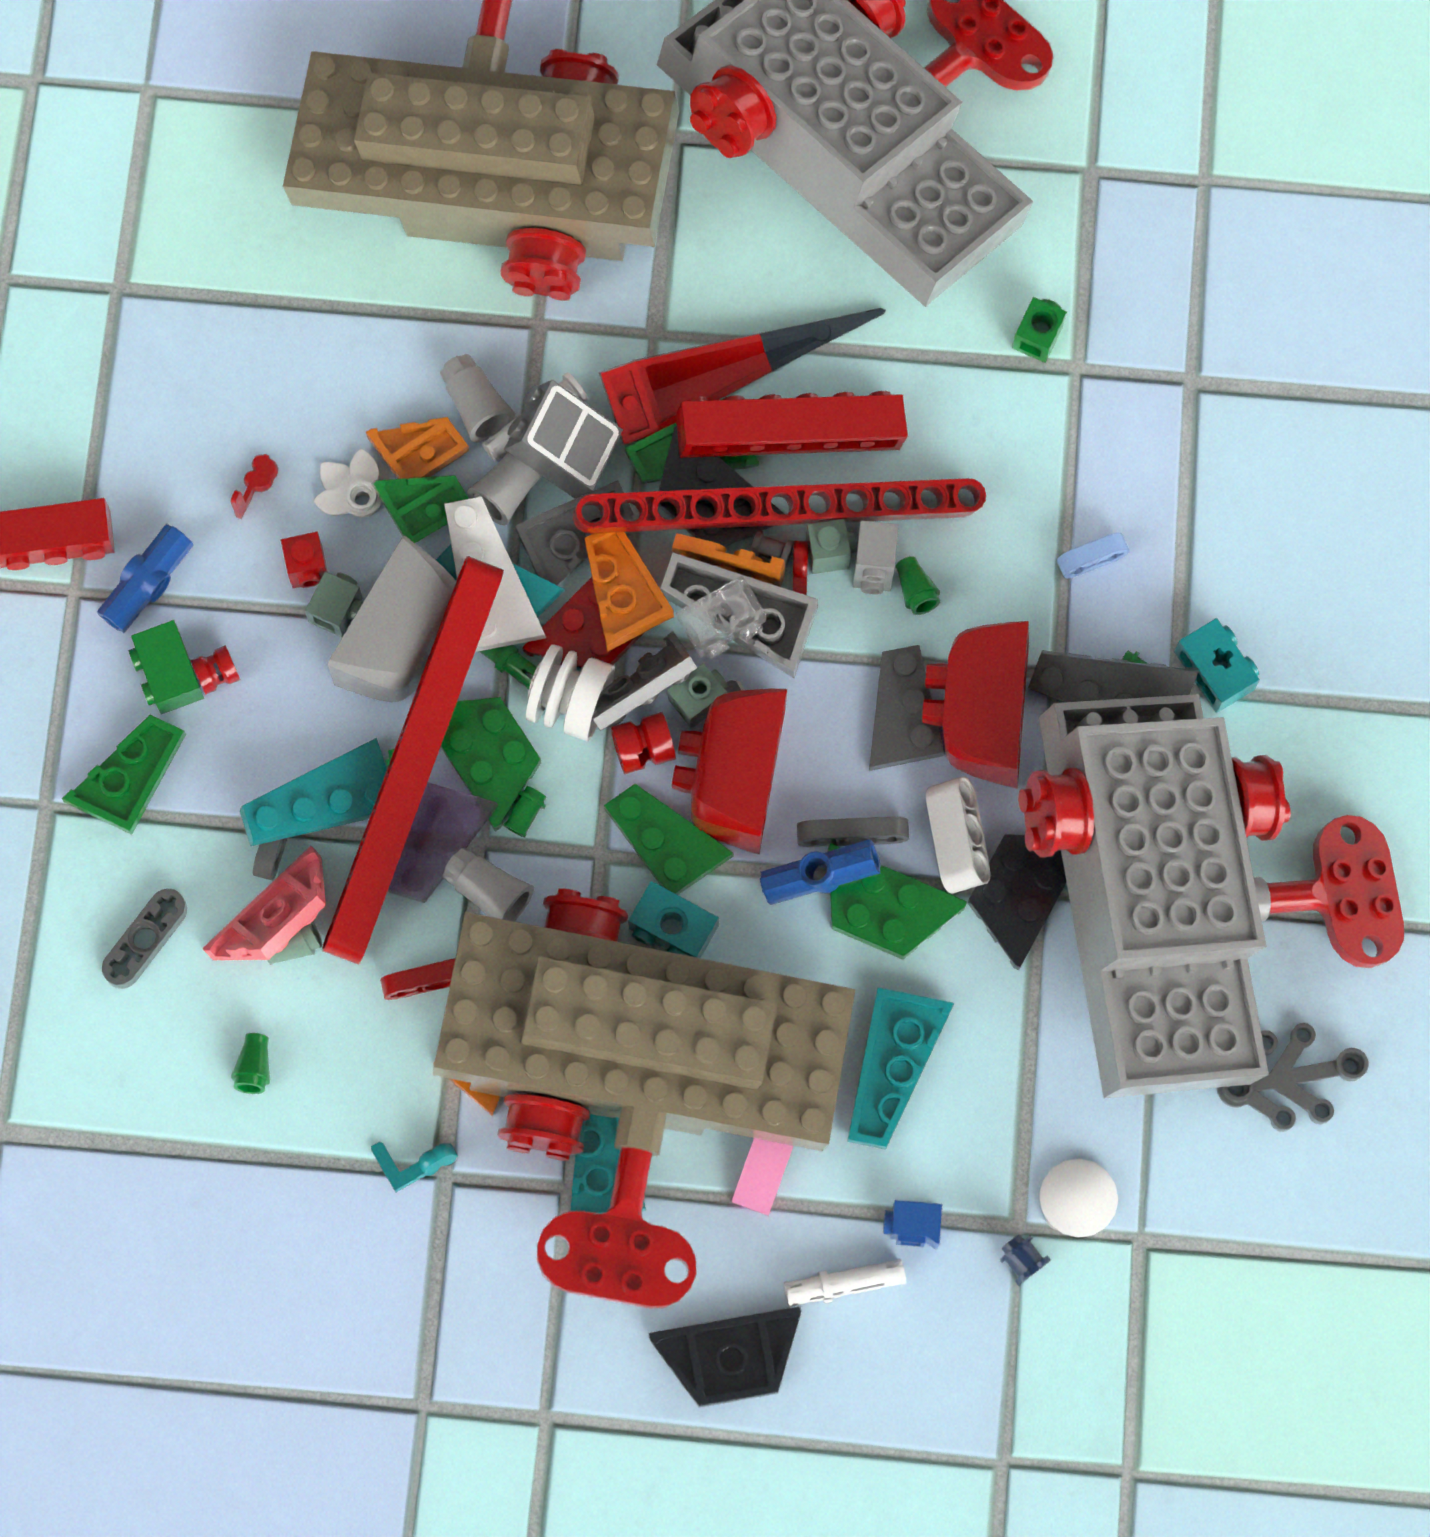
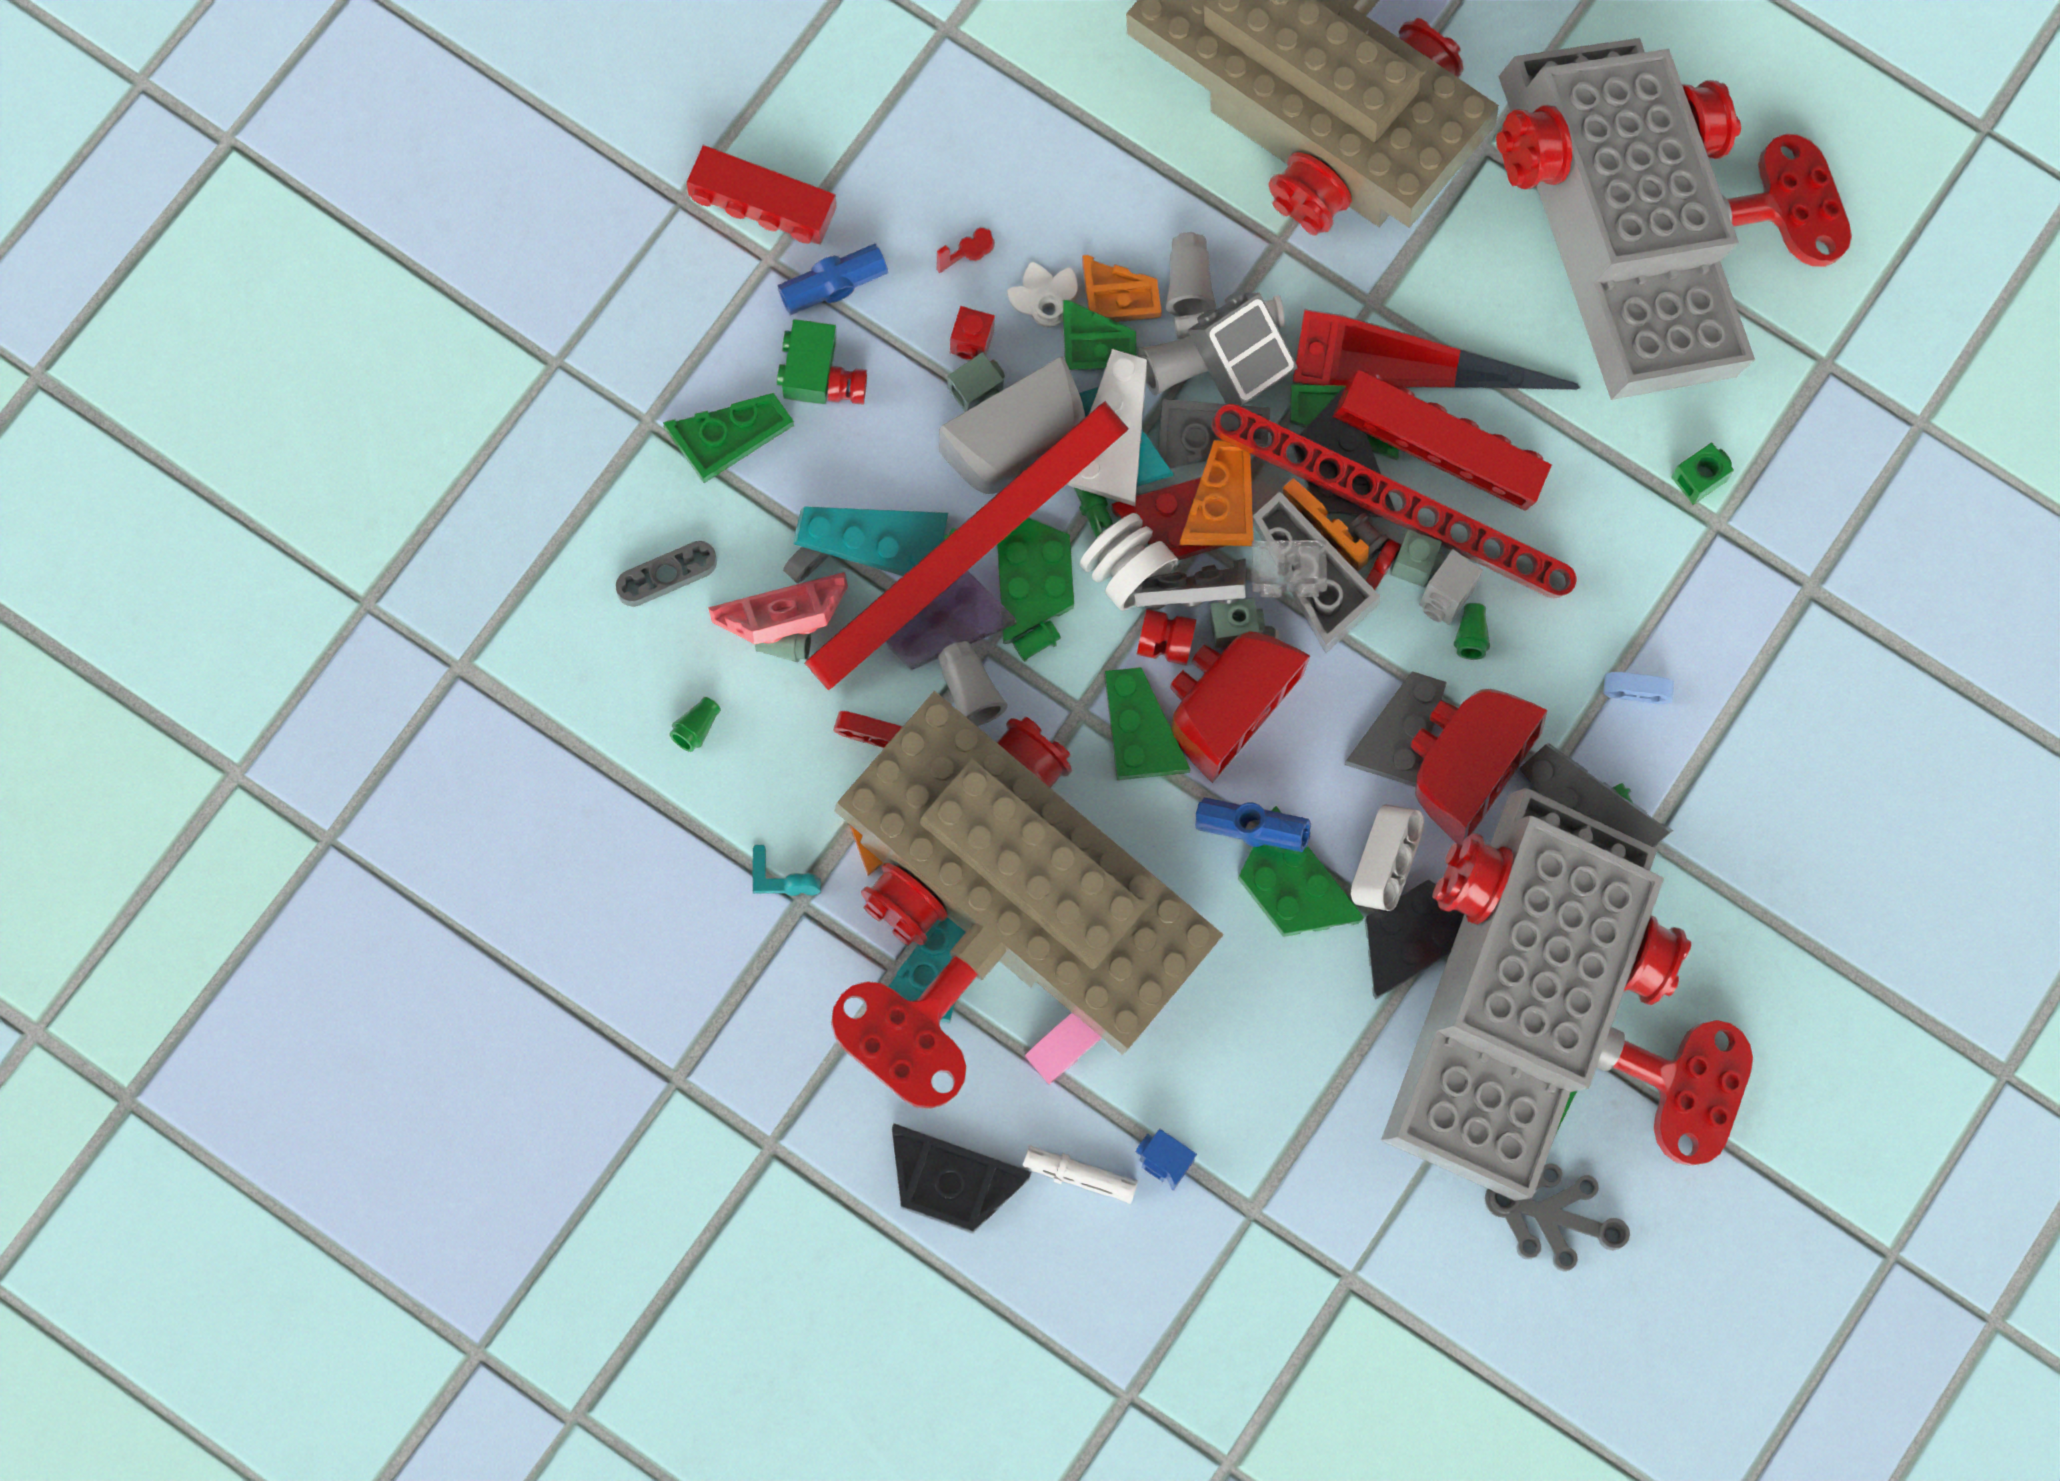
camera: 25 degrees right, 0 degrees up
(660, 905) = (1103, 778): teal brick -> none
(852, 830) = (1299, 804): dark grey beam -> none
(895, 1055) = (1232, 1009): teal wing -> none
(1023, 1258) = (1240, 1238): dark blue brick -> none
(1078, 1198) = (1316, 1215): white dish -> none
(1218, 684) = (1683, 854): teal brick -> none

